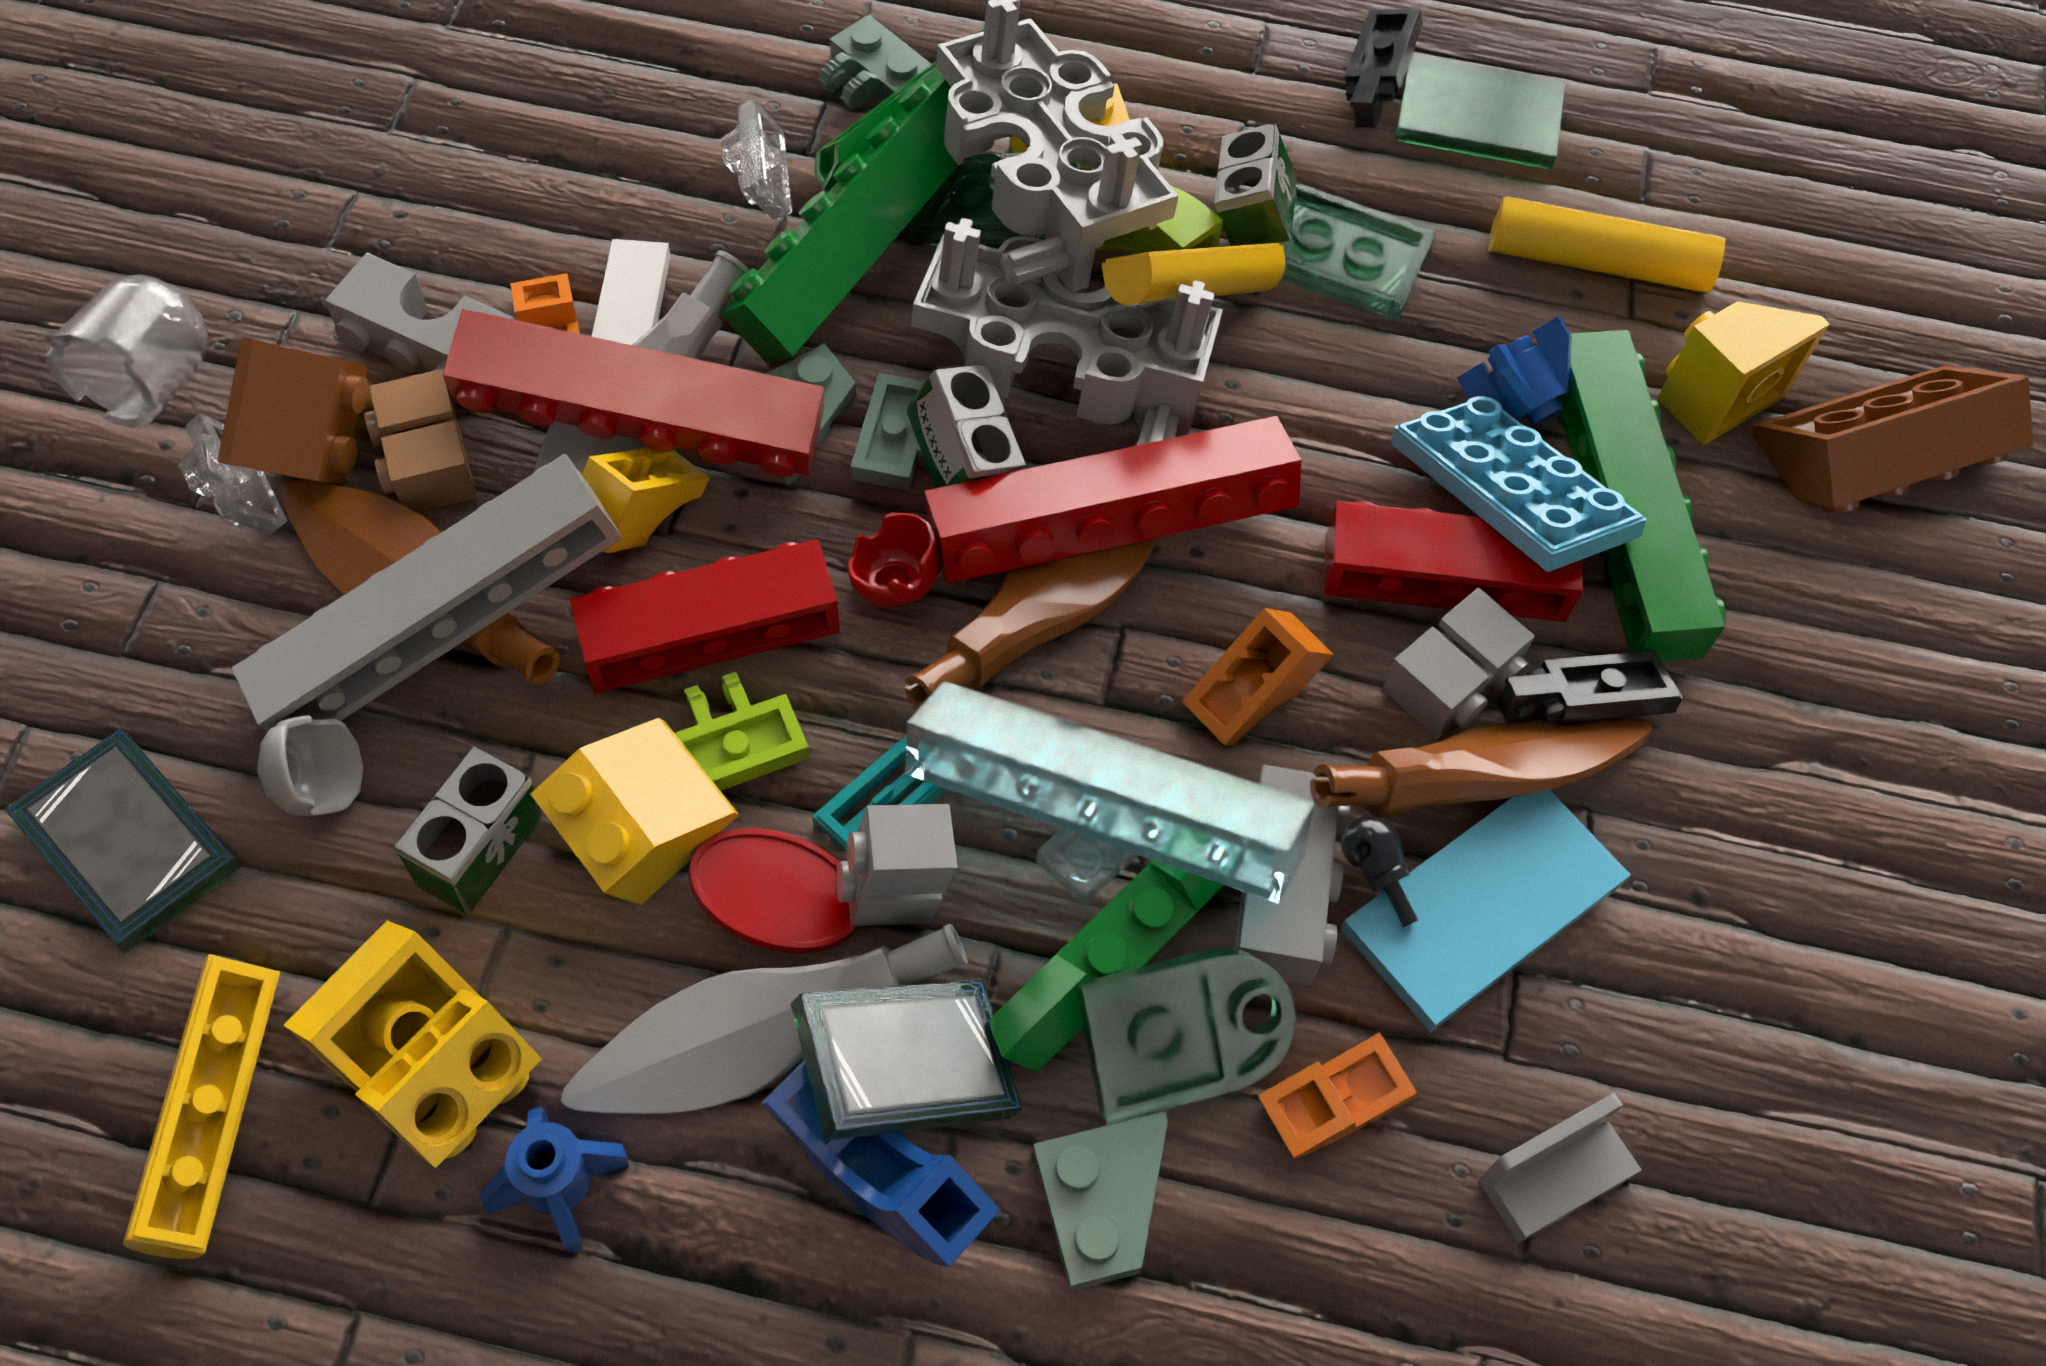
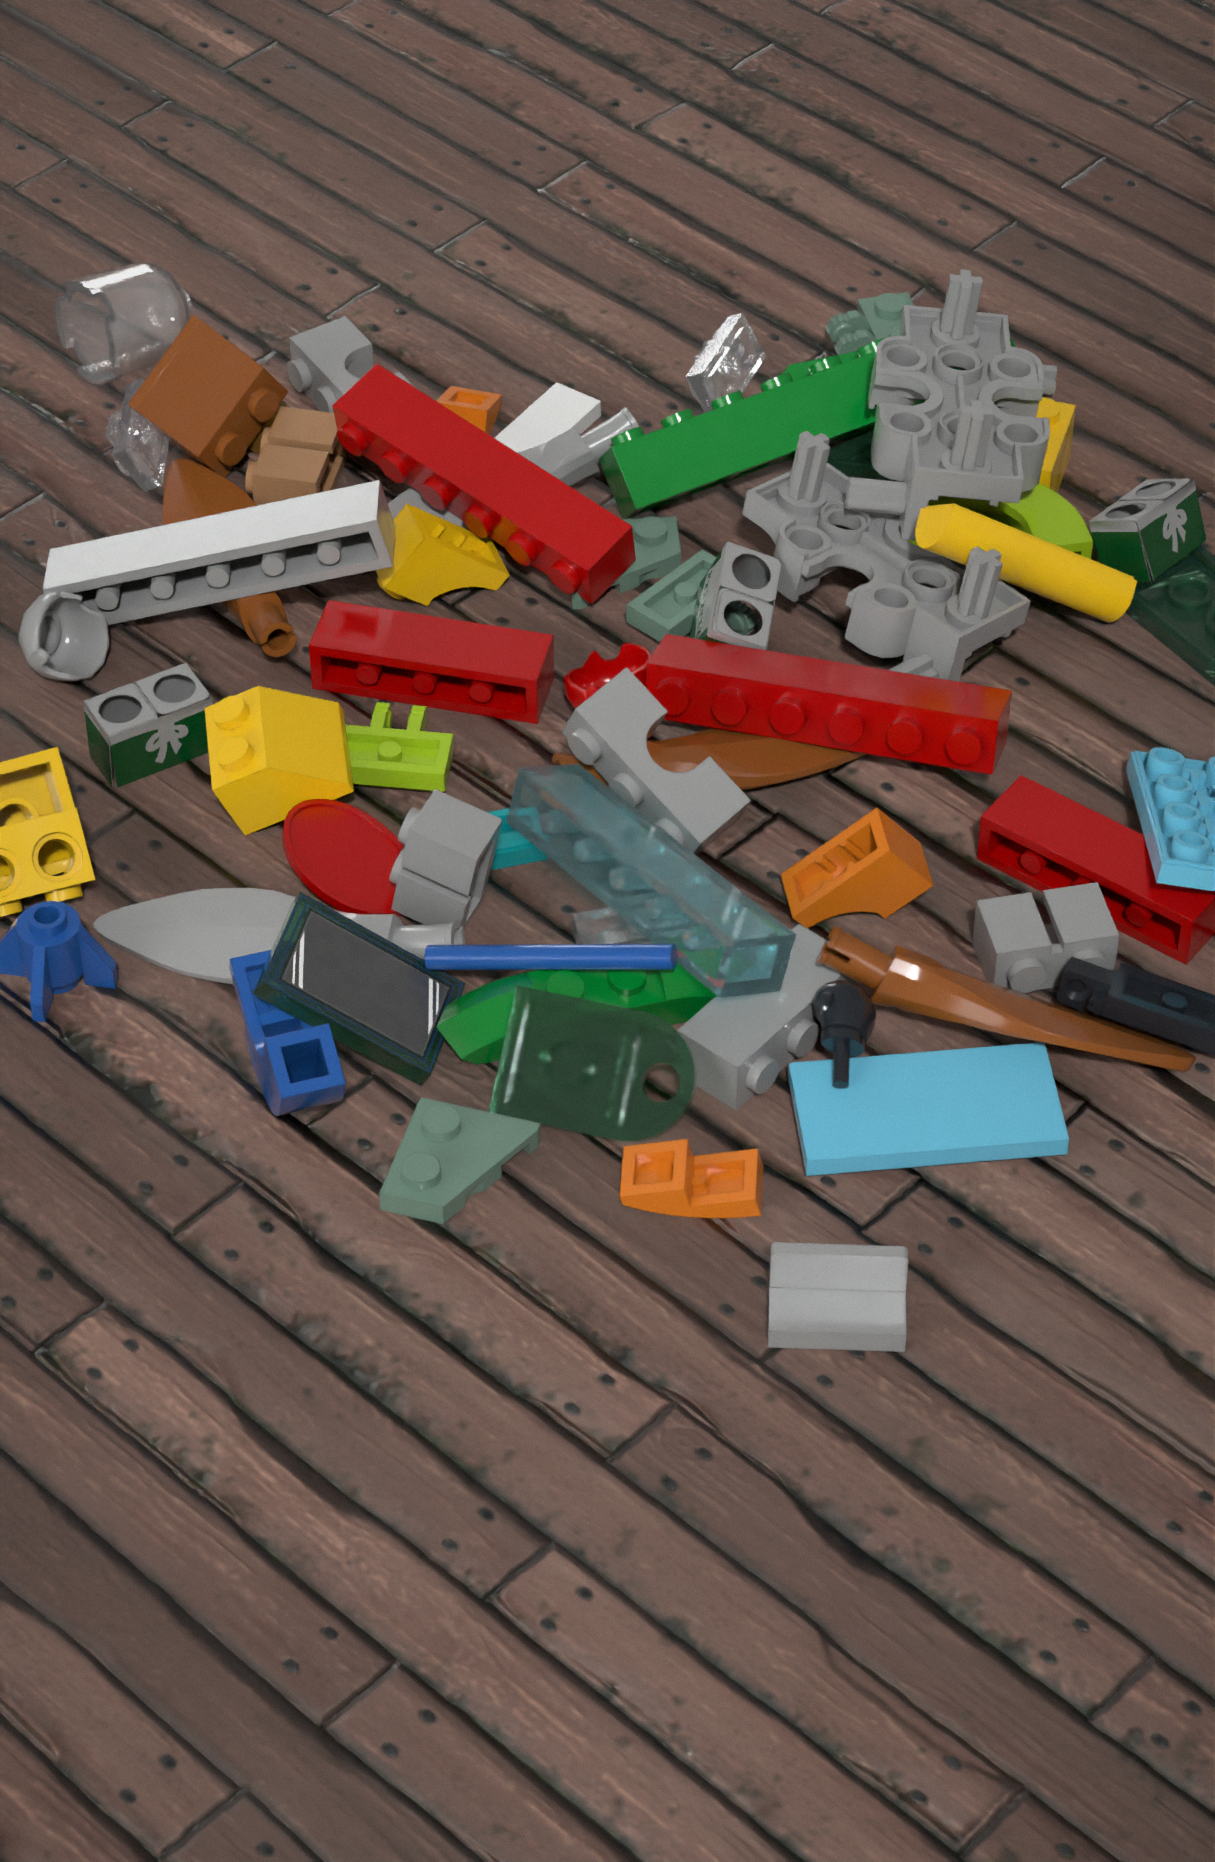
camera: 35 degrees right, 15 degrees down
(972, 640) = (612, 737): none -> light grey arch
(1075, 929) = (551, 957): none -> blue bar

